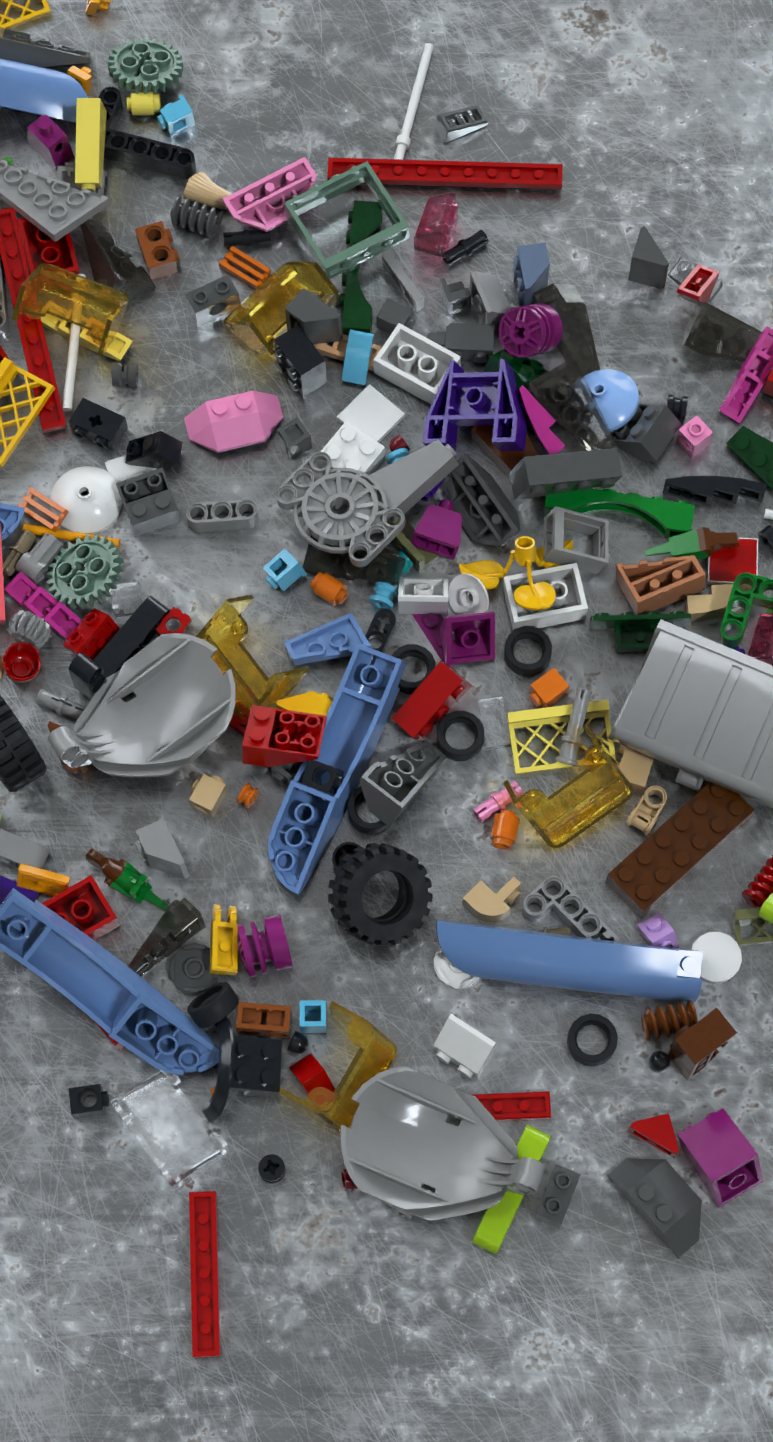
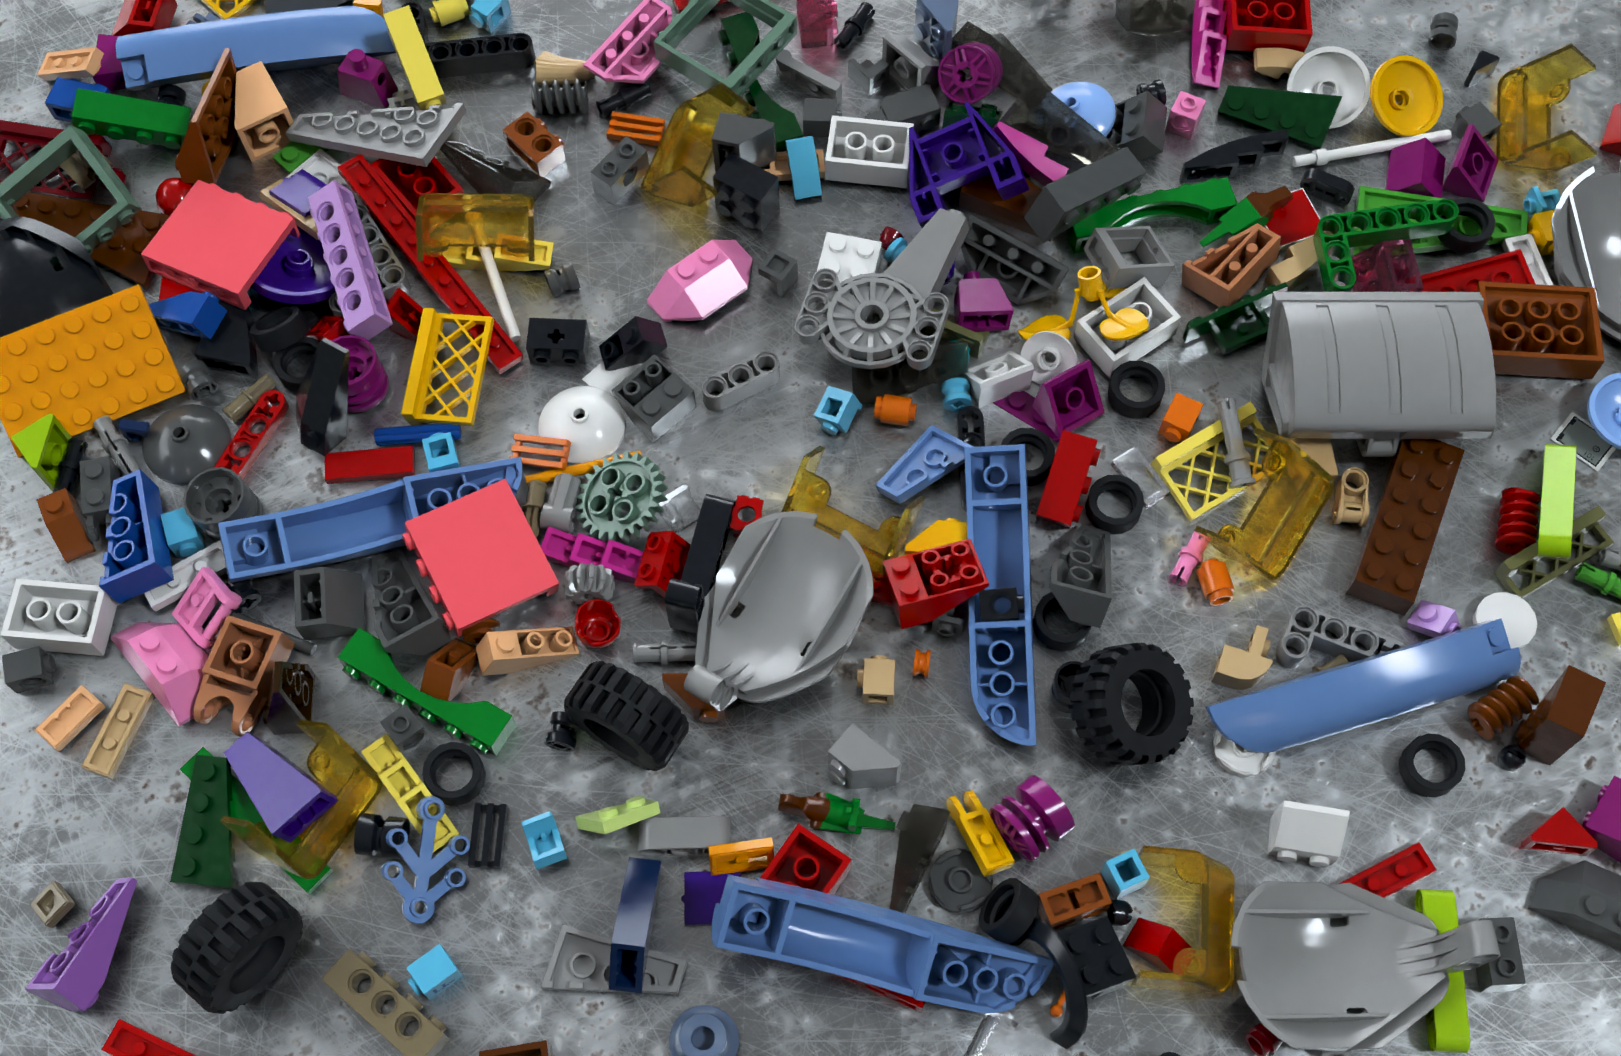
camera: 25 degrees left, 5 degrees down
(372, 414) = (845, 217): white tile -> none

